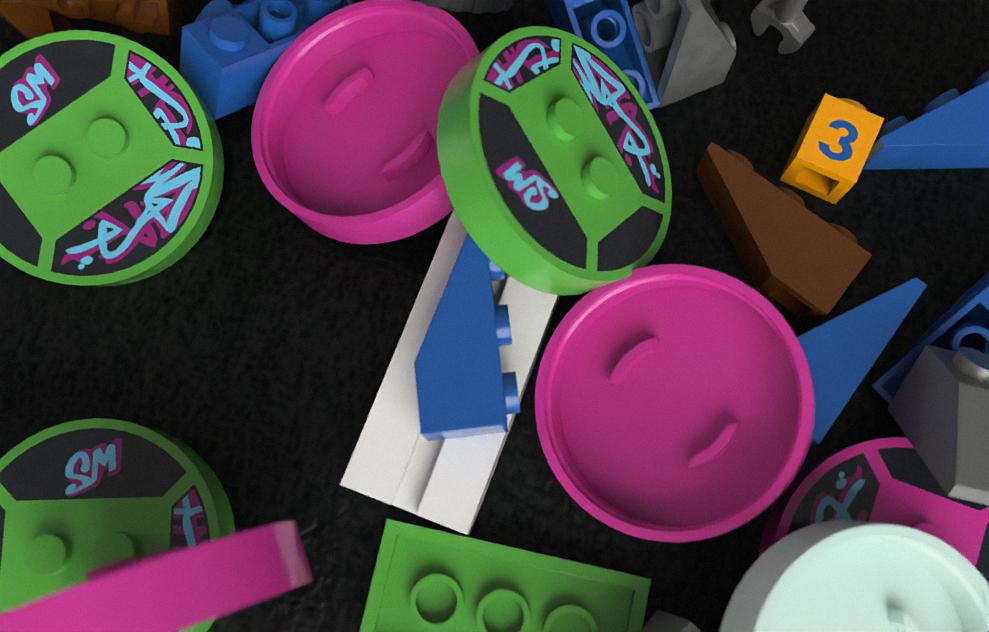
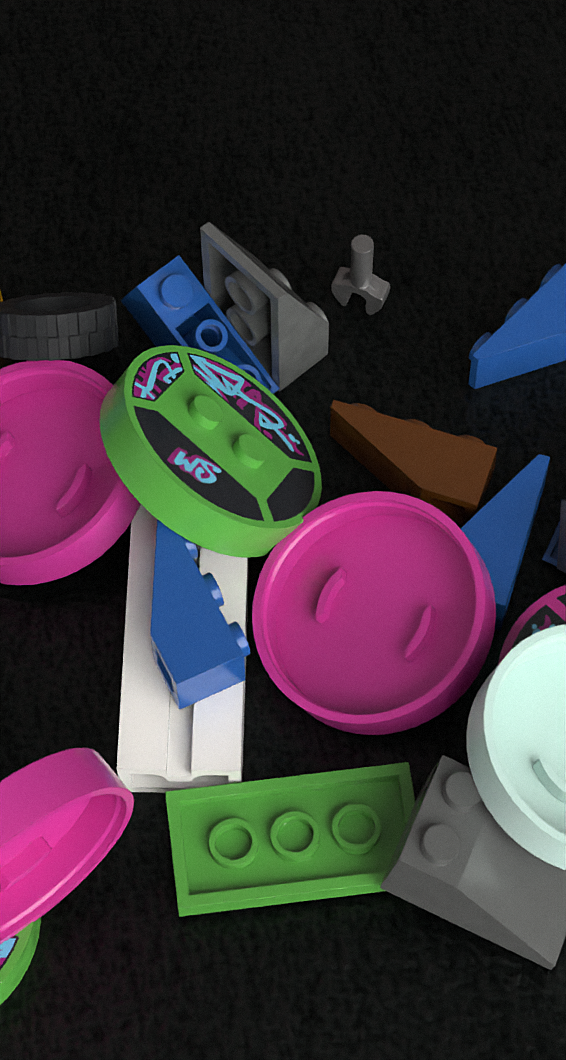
camera: 25 degrees left, 15 degrees down
(832, 148) = (438, 378): light orange brick -> none

